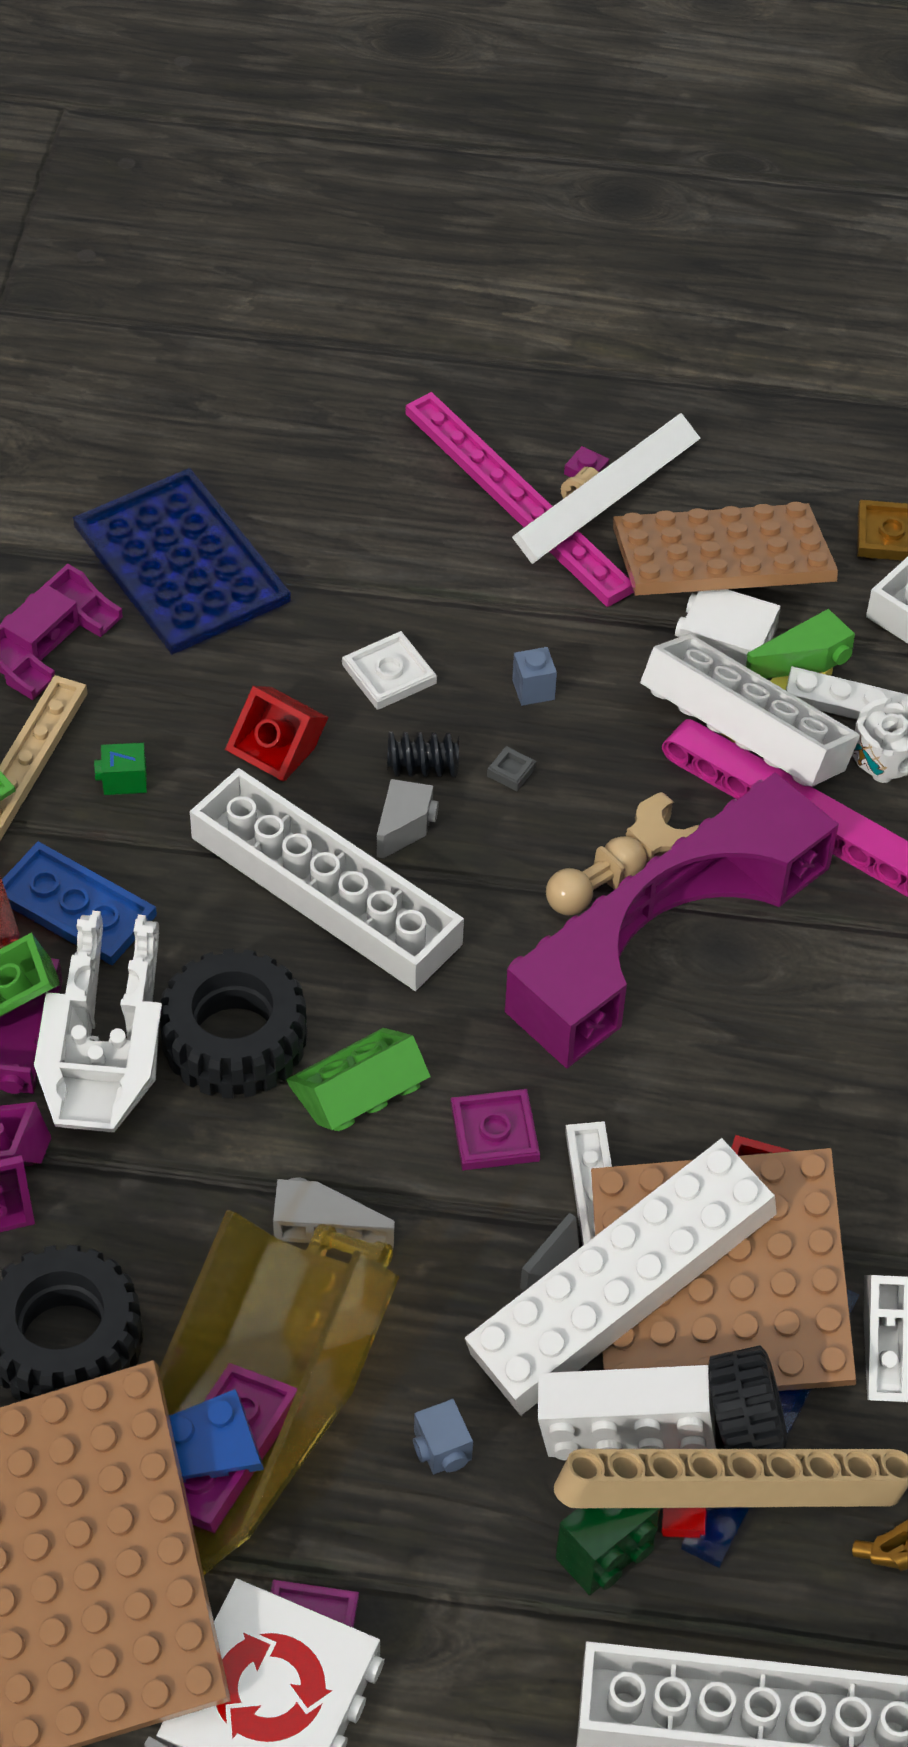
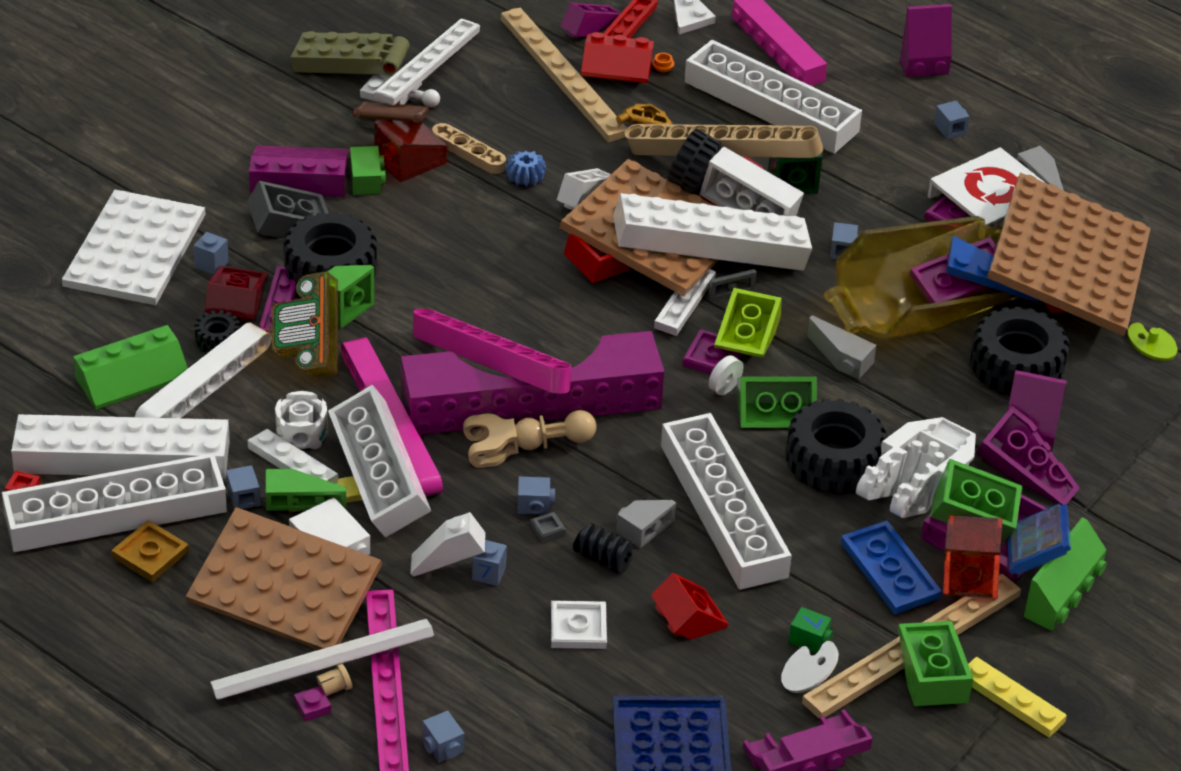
camera: 150 degrees left, 10 degrees down
(101, 718) = (803, 670): none -> white piece
(429, 480) = (443, 736): none -> sand blue brick
(446, 1069) = (725, 375): none -> white piece
(471, 1172) = (749, 323): none -> lime slope
(553, 786) = (534, 495): none -> sand blue brick
(577, 645) = (450, 543): none -> white slope
(730, 899) = (492, 351): none -> dark pink beam
(872, 629) = (243, 487): none -> sand blue brick

